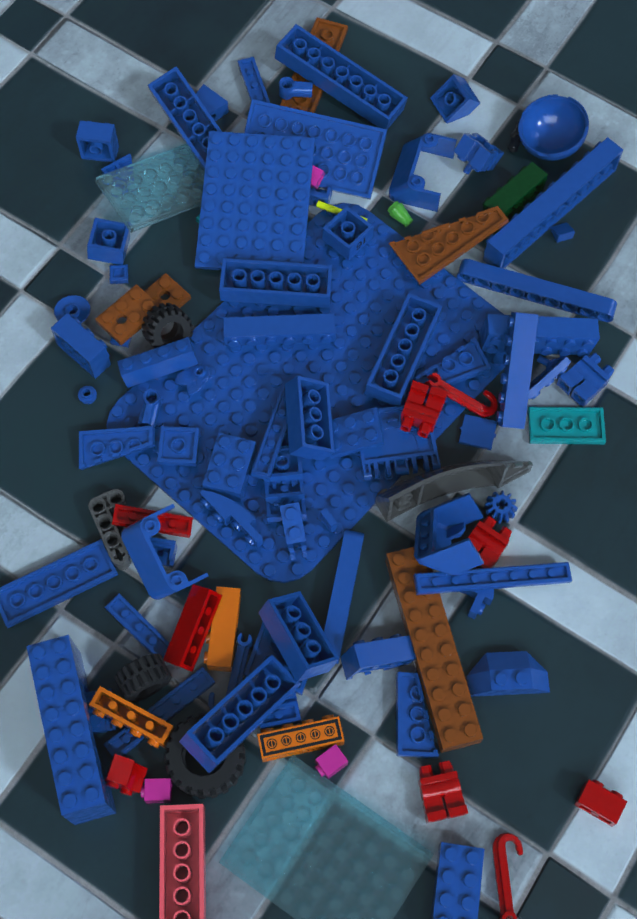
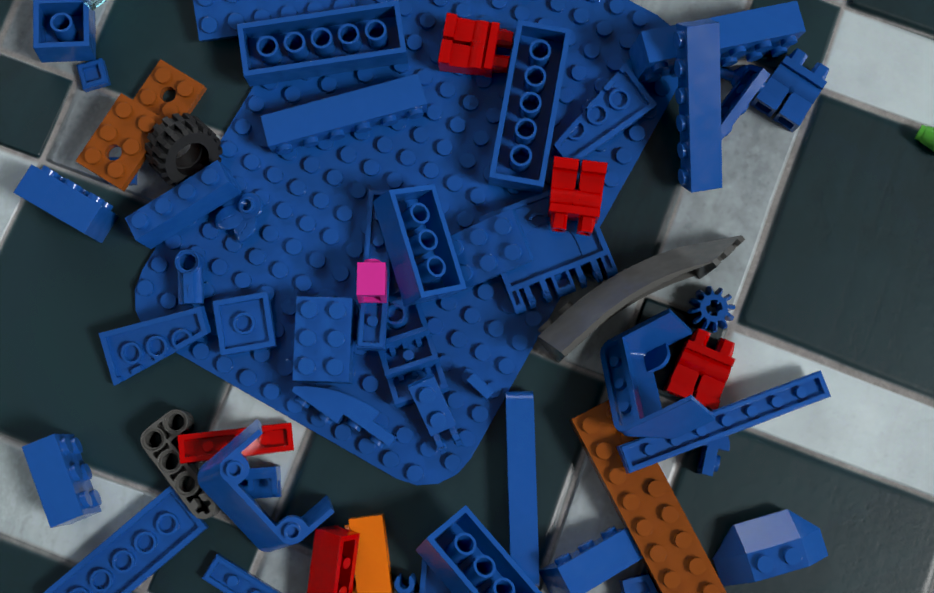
camera: 10 degrees left, 15 degrees up
(29, 517) = (62, 479): none -> blue brick
(70, 305) = (36, 140): blue dish -> none
(87, 399) = (103, 276): blue plate -> none
(271, 433) = (371, 281): none -> dark pink brick
(374, 306) = (472, 47): none -> red hips
(462, 398) = (625, 160): red piece -> none
(477, 432) = (656, 202): blue piece -> none
(566, 425) = (776, 164): teal tile -> none

